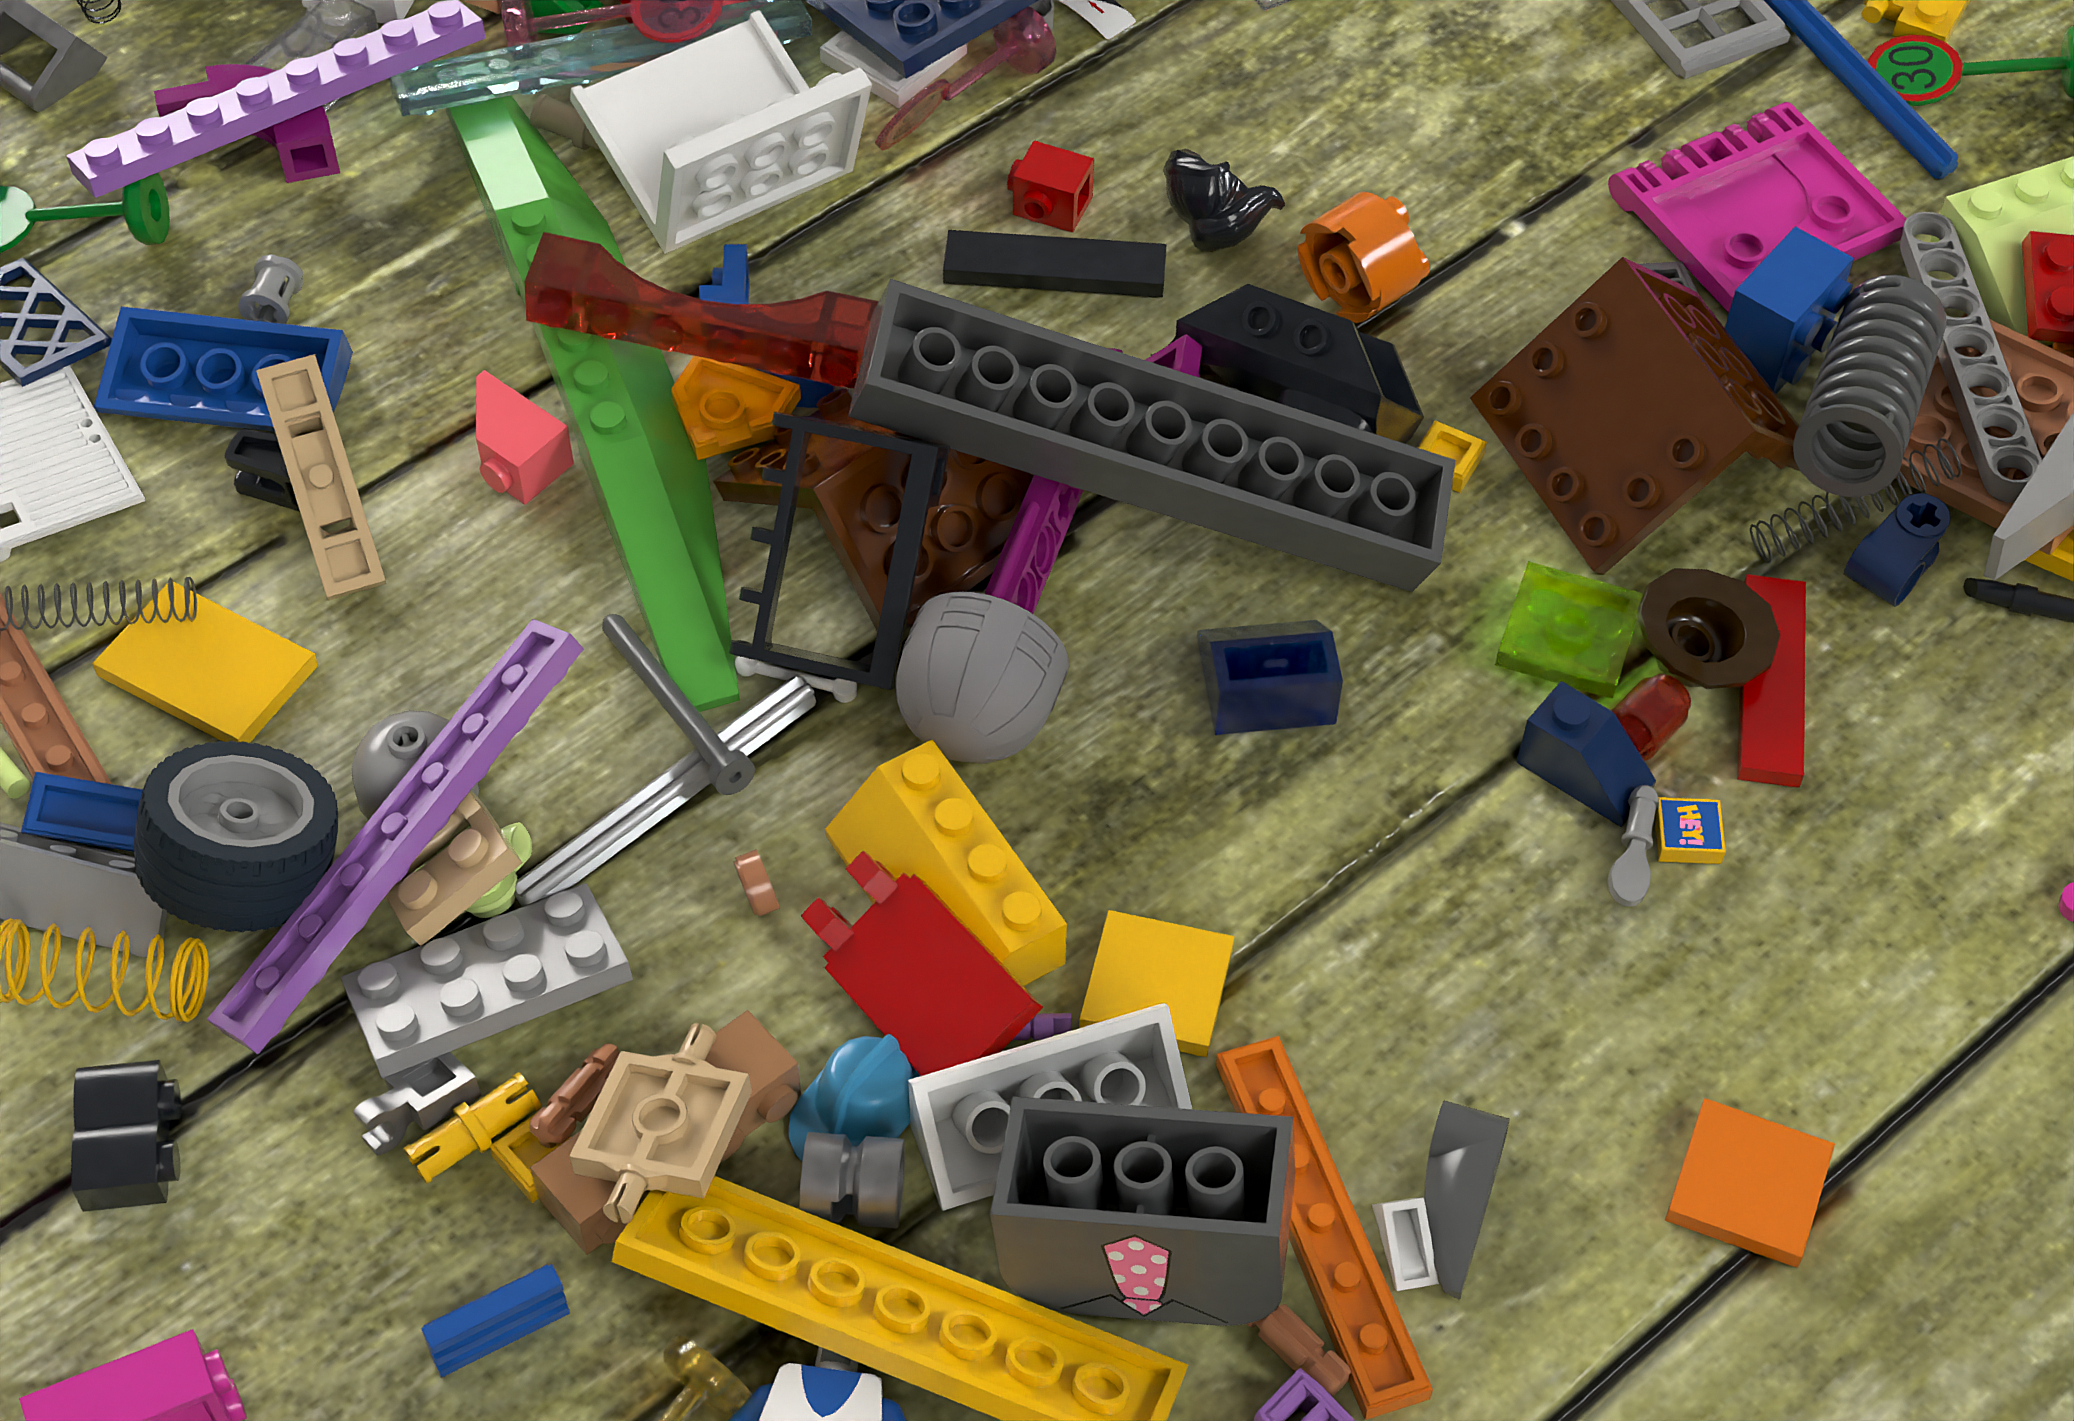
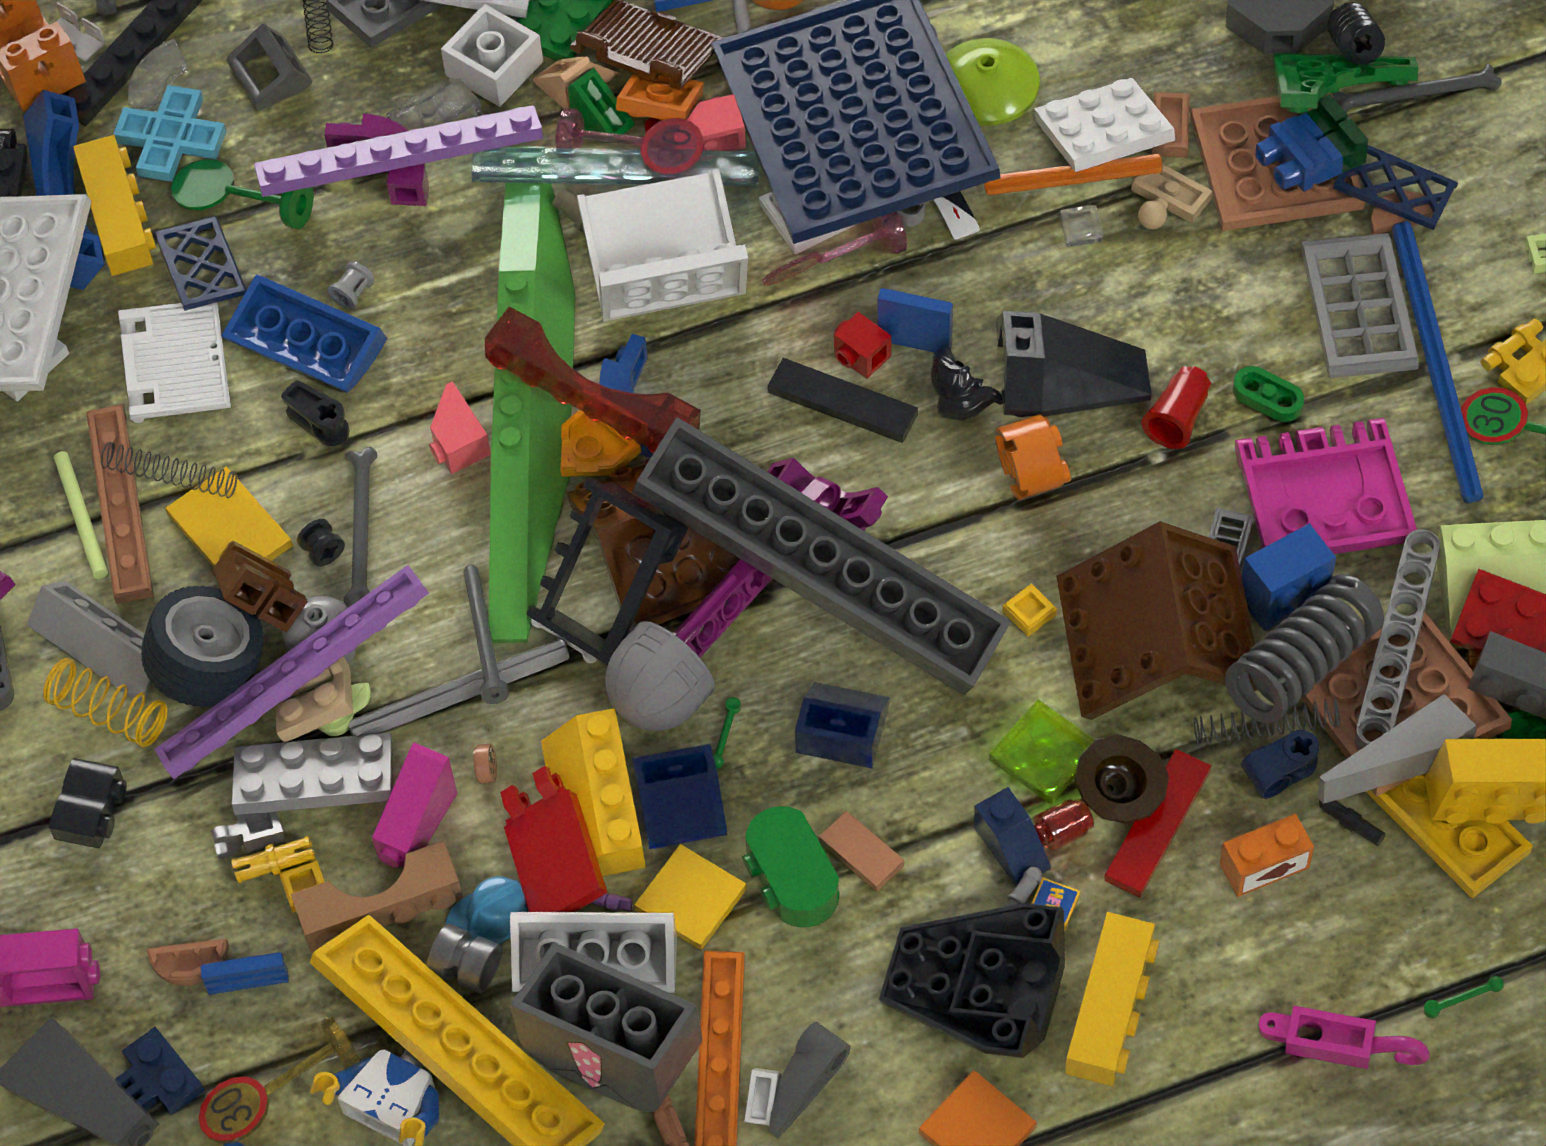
camera: 25 degrees right, 5 degrees up
(82, 811) = (126, 600): blue tile -> none
(297, 720) = (258, 586): none -> reddish brown hips
(321, 476) = (328, 428): tan hinge -> none
(364, 644) = (320, 542): none -> black wheel
(383, 525) = (361, 463): none -> dark grey piece
(384, 1337) = (183, 962): none -> nougat tile
(574, 1098) = (336, 859): nougat axle -> none
(661, 1124) = (366, 893): tan plate -> none
(677, 960) = (415, 805): none -> dark pink slope
(1084, 836) = (679, 796): none -> clear blue slope
(1090, 701) = (732, 707): none -> green hinge
(1122, 129) = (915, 320): none -> blue tile
(1293, 891) = (791, 867): none -> green brick
(1304, 361) = (957, 531): black slope -> none
(1343, 136) = (1066, 367): none -> black wedge
(1378, 841) = (861, 851): none -> nougat tile
(1518, 160) = (1177, 409): none -> red plant
(1621, 112) = (1269, 394): none -> green plate
(1643, 959) = (981, 976): none -> black wedge
(1847, 935) = (1110, 999): none -> yellow brick
(1949, 673) = (1266, 855): none -> orange brick

